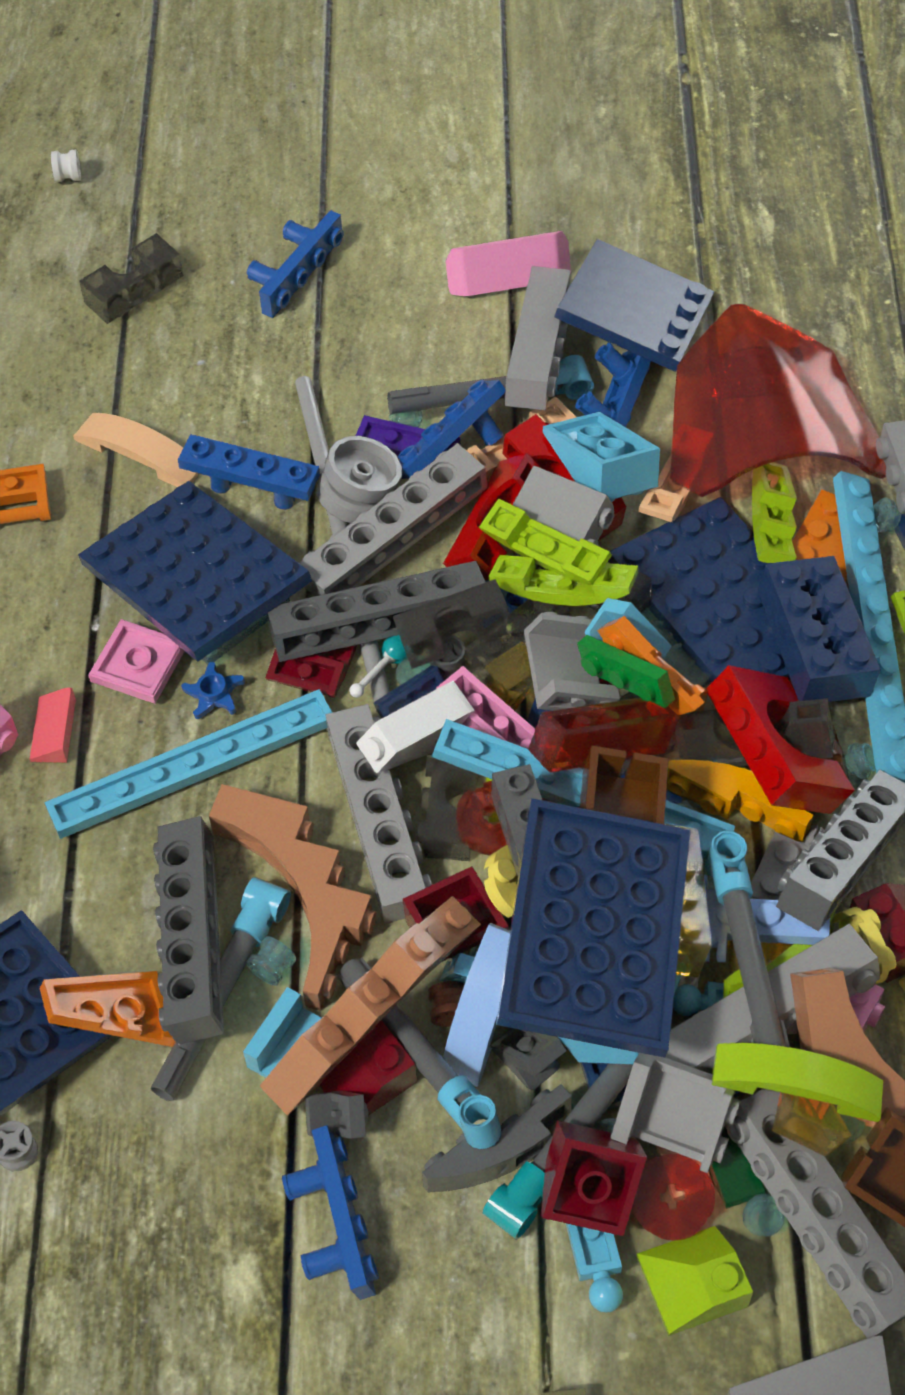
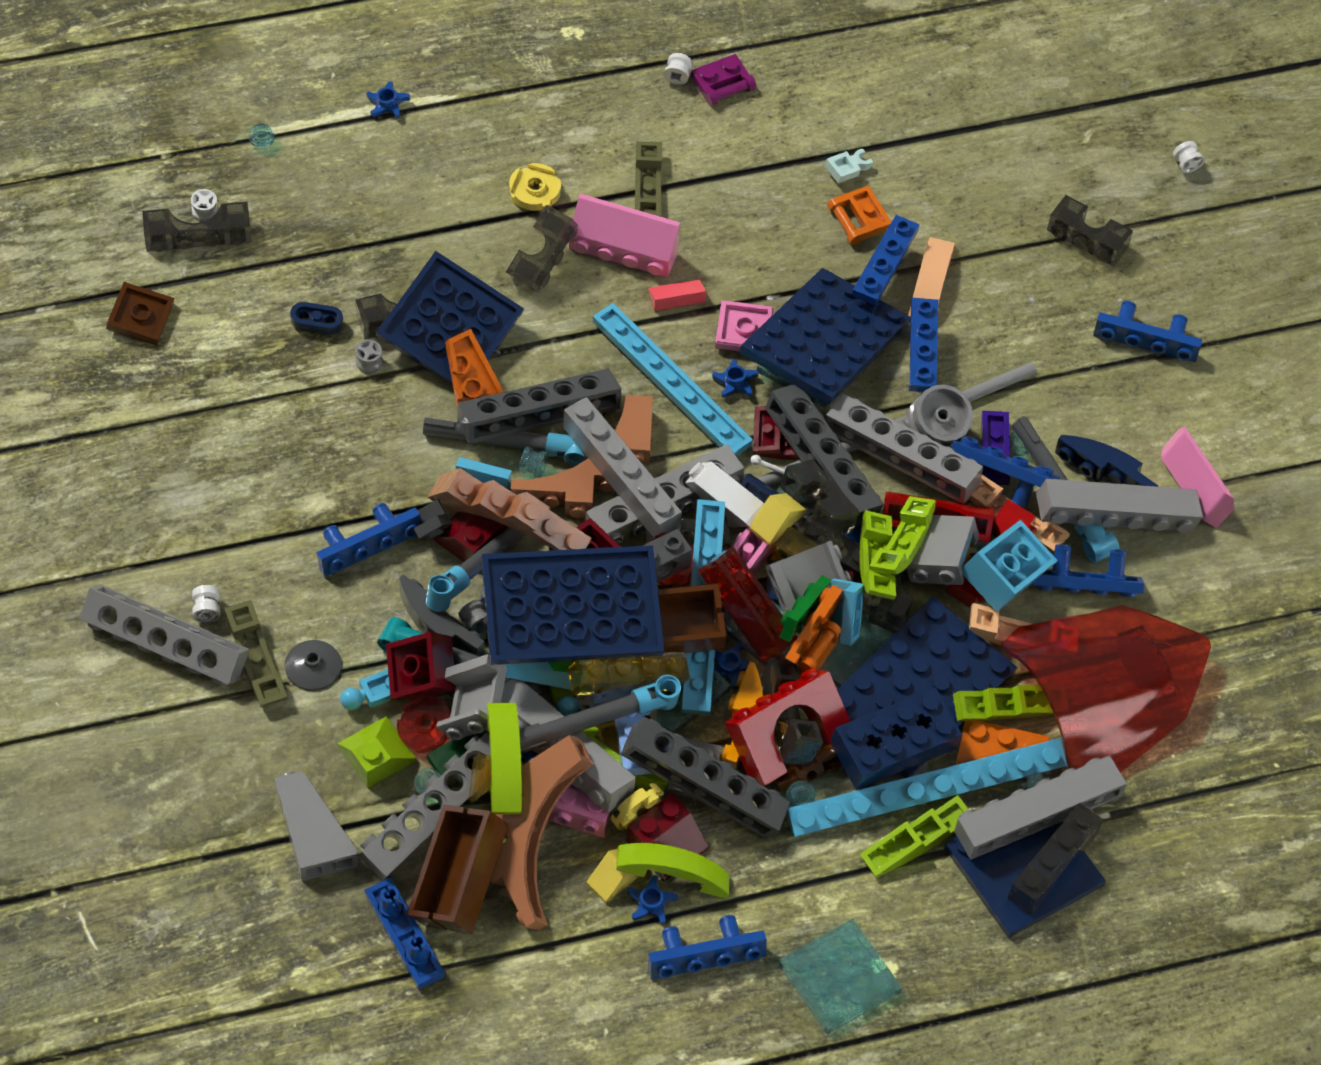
camera: 70 degrees right, 0 degrees up
(107, 476) = (885, 260): none -> blue plate
(339, 840) = (621, 468): none -> light grey brick
(460, 344) = (1101, 460): none -> dark blue slope
(473, 674) = (775, 517): none -> light yellow slope
(507, 1091) = (474, 614): none -> light grey wheel
(521, 1364) = (316, 674): none -> dark grey dish
(635, 304) = (1182, 568): plate -> none

